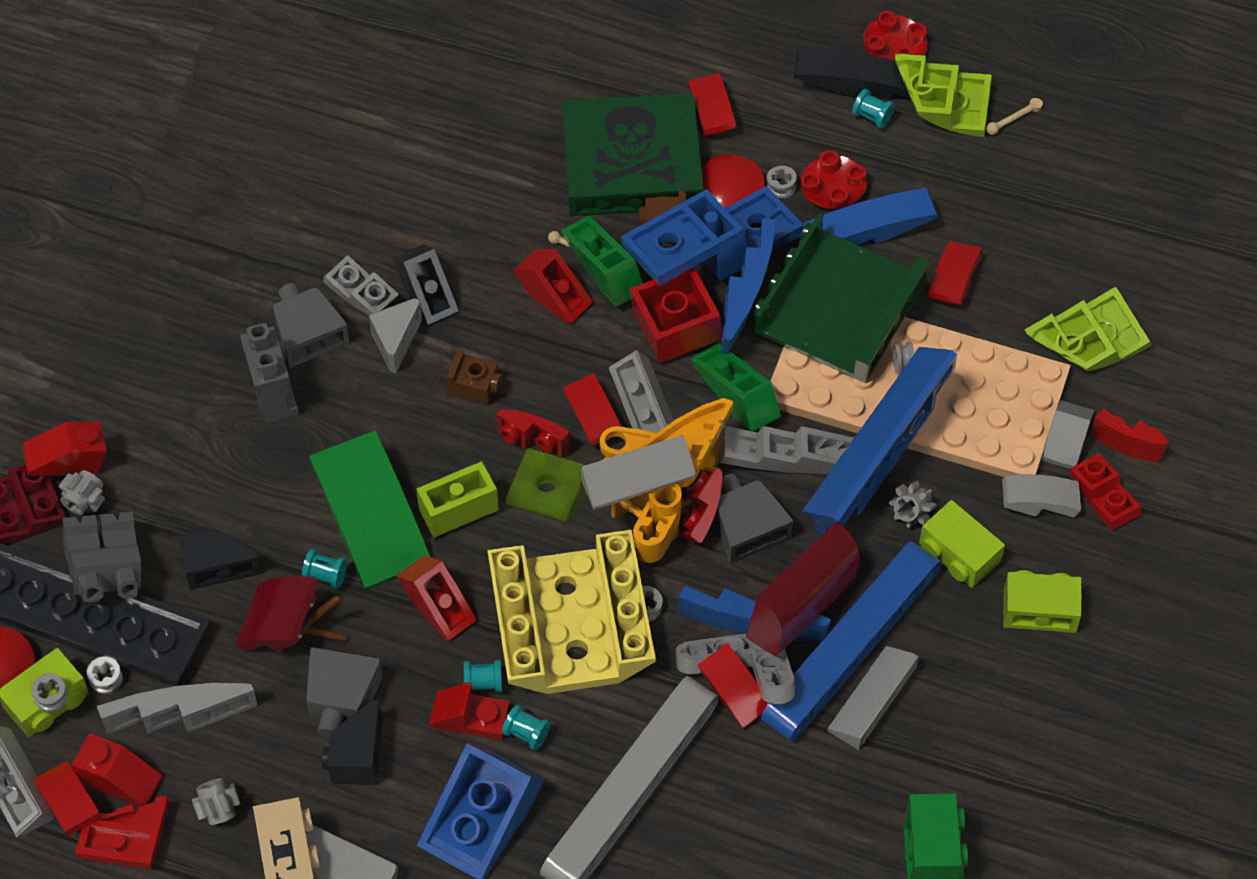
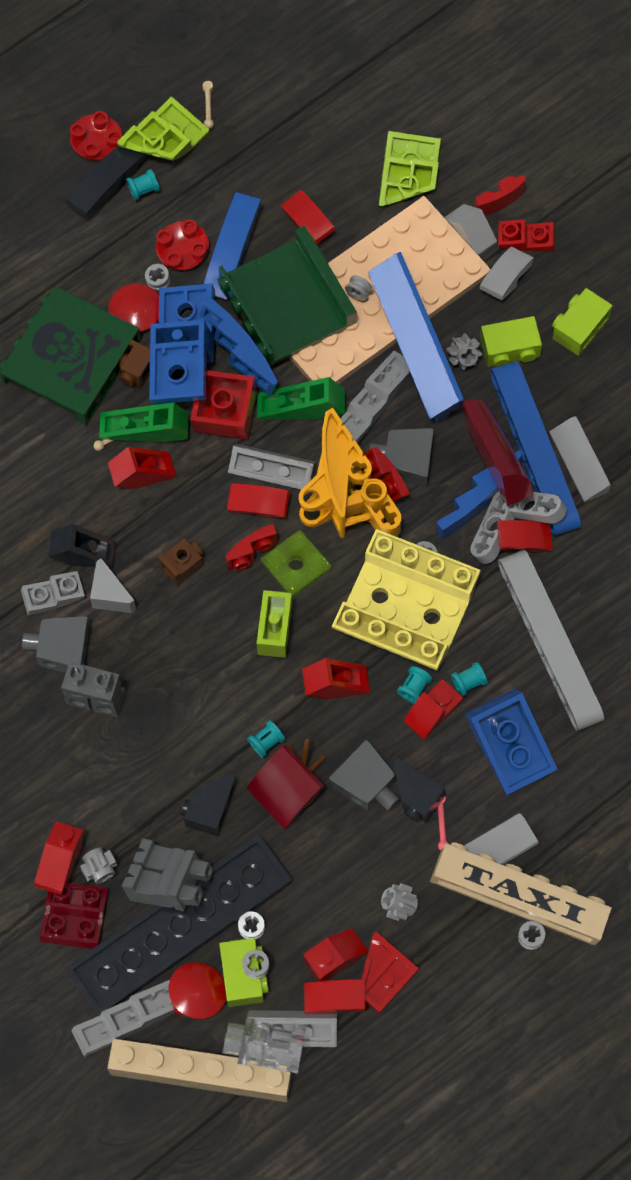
camera: 55 degrees left, 10 degrees up
(194, 704) = (315, 881): light grey slope -> none
(317, 813) = (442, 825): none -> coral hinge
(369, 509) = (242, 684): green slope -> none
(637, 472) = (351, 497): light grey slope -> none
(712, 104) = (66, 278): red slope -> none

